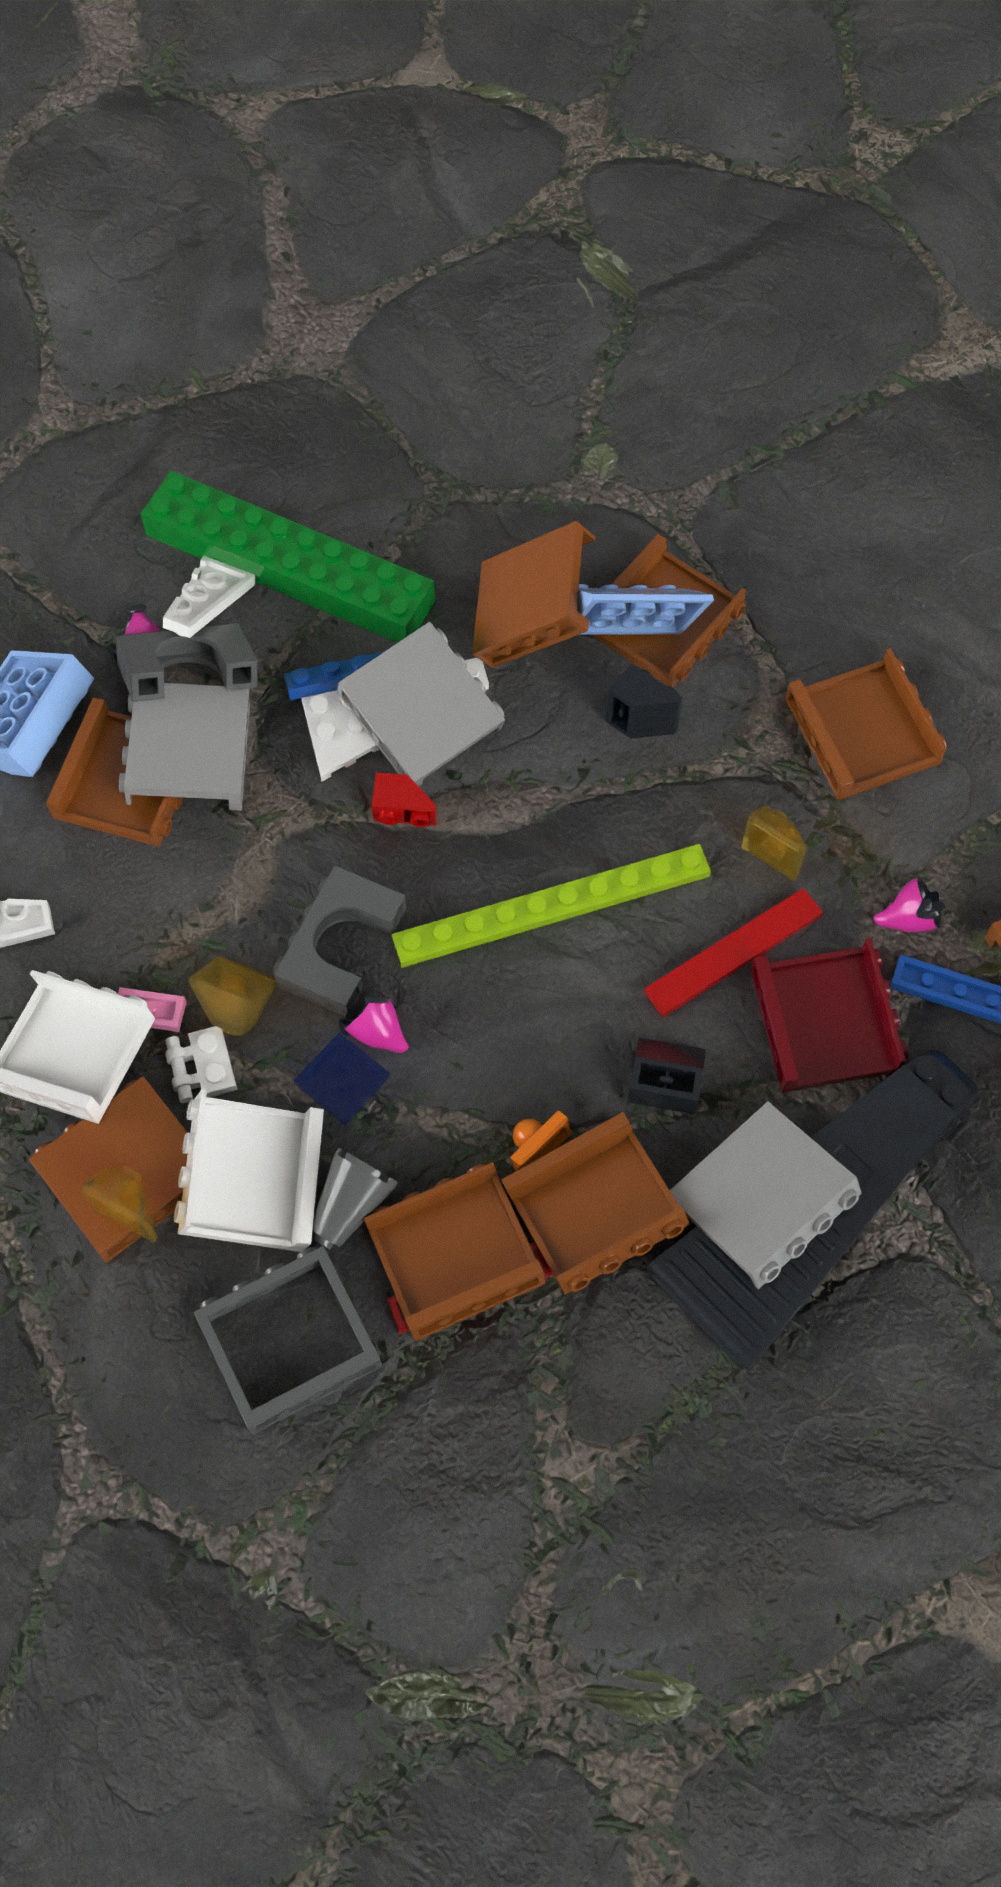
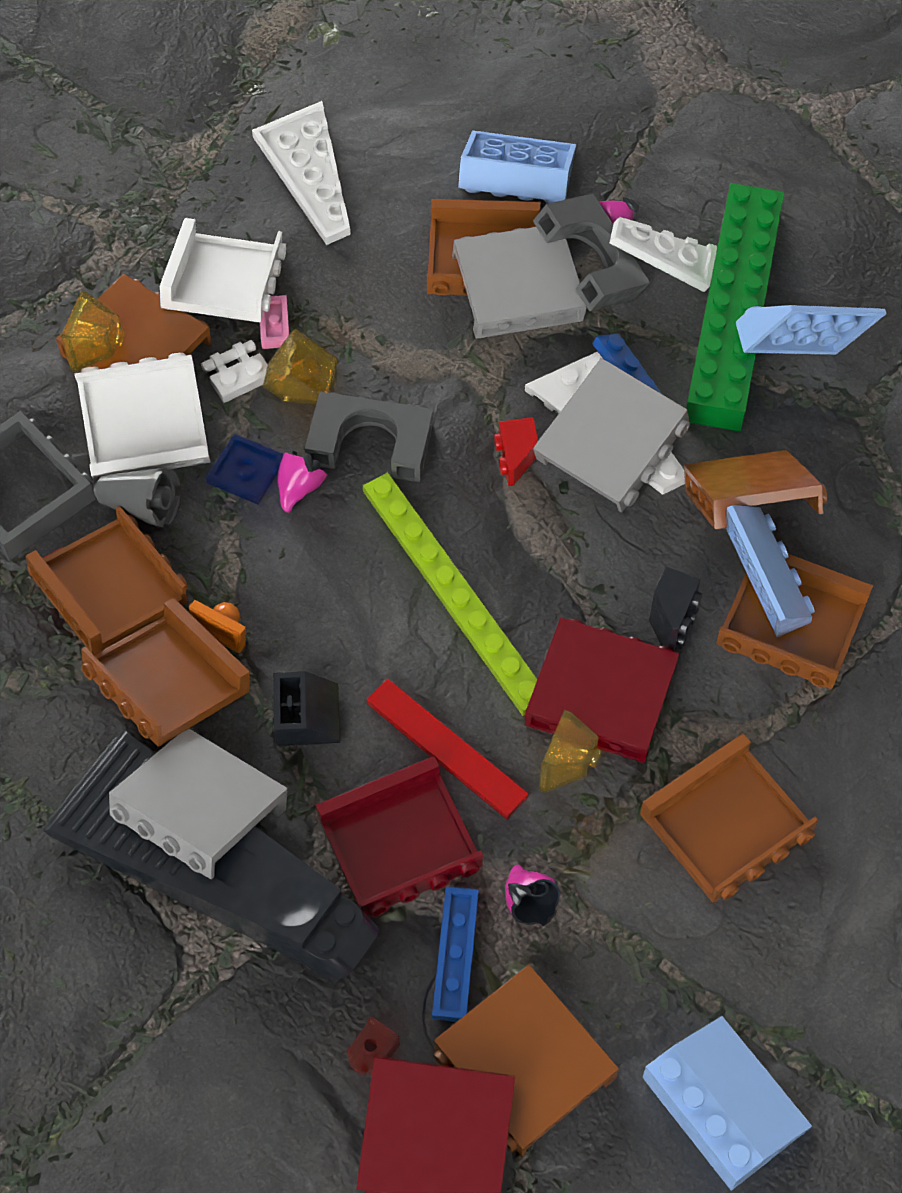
camera: 75 degrees right, 5 degrees down
(355, 494) = (803, 328): none -> light blue slope
(705, 790) = (605, 682): none -> dark red panel

